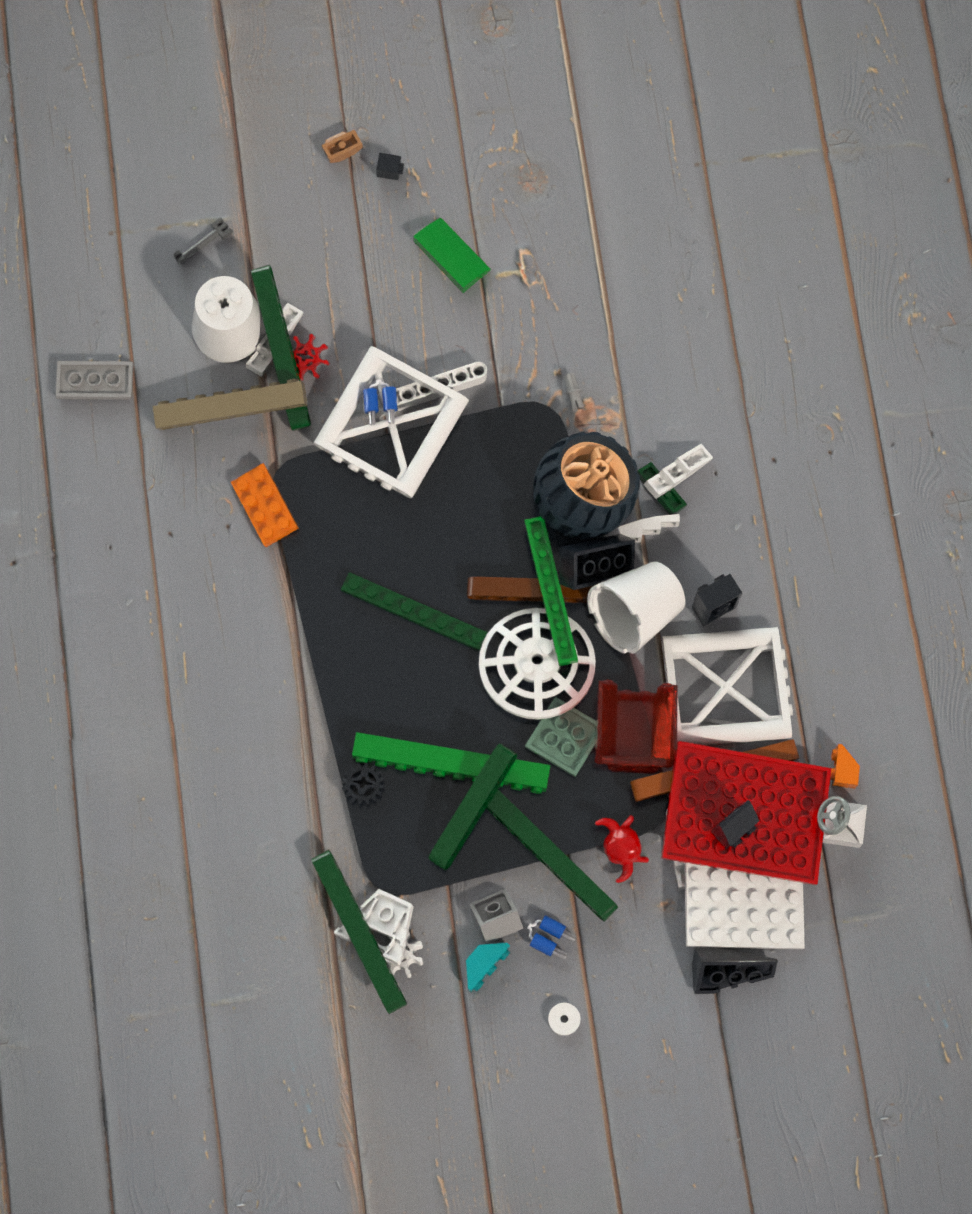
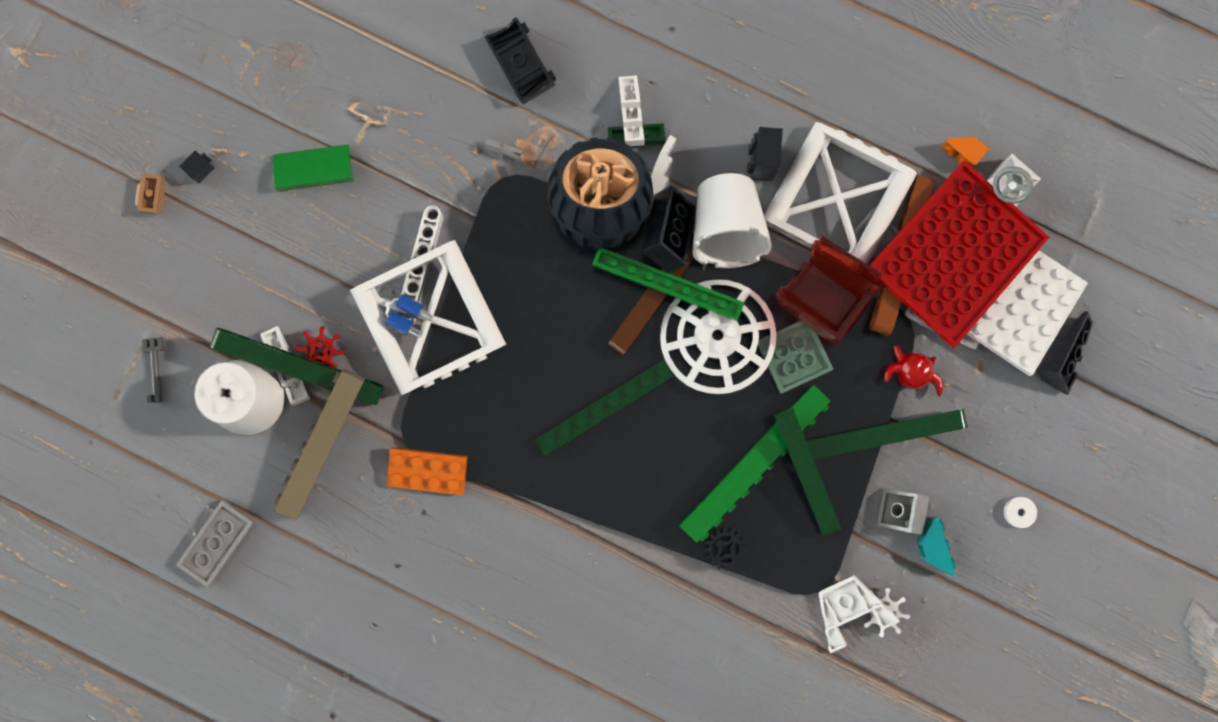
camera: 55 degrees left, 10 degrees up
(359, 931) = (848, 635): dark green beam -> none
(553, 928) = (952, 487): blue piece -> none
(655, 356) = (520, 61): none -> black piece
(736, 824) = (969, 269): black slope -> none

